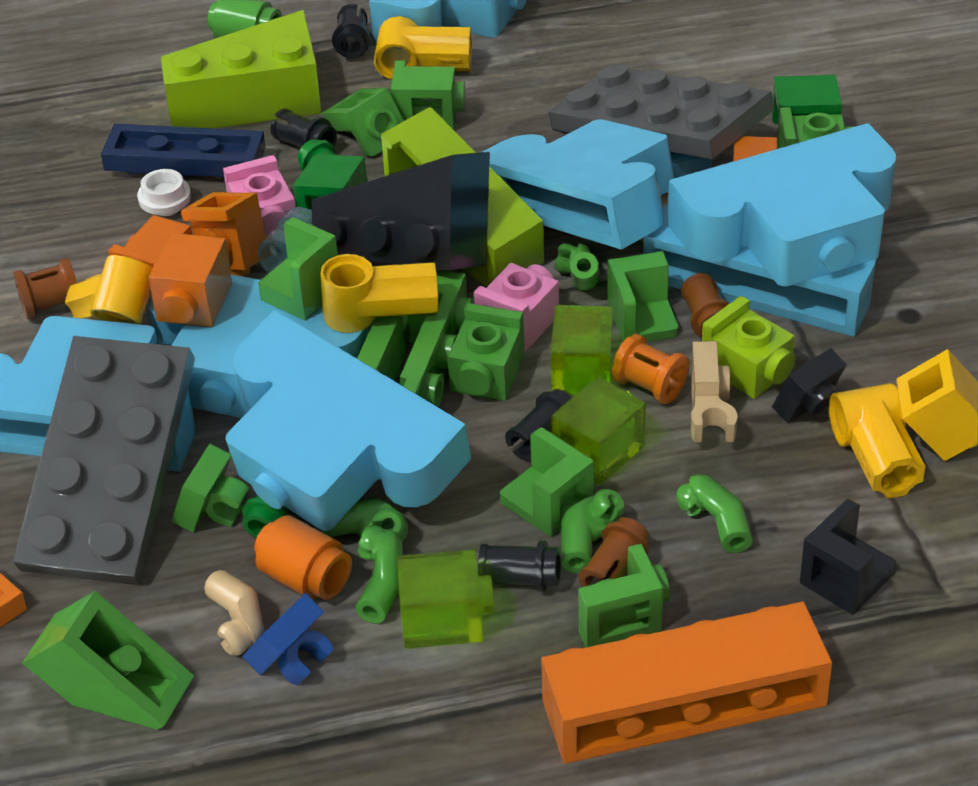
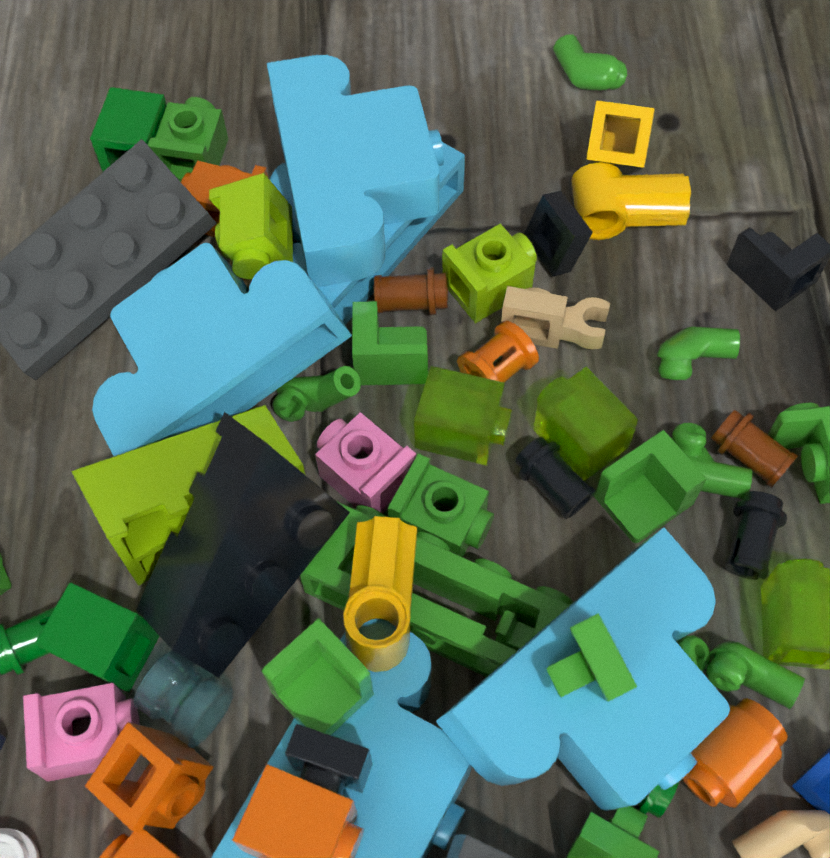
camera: 80 degrees left, 20 degrees up
(239, 286) = (328, 760): none -> black plate
(323, 369) = (595, 661): none -> bright green tile
(710, 148) = (253, 224): none -> lime brick

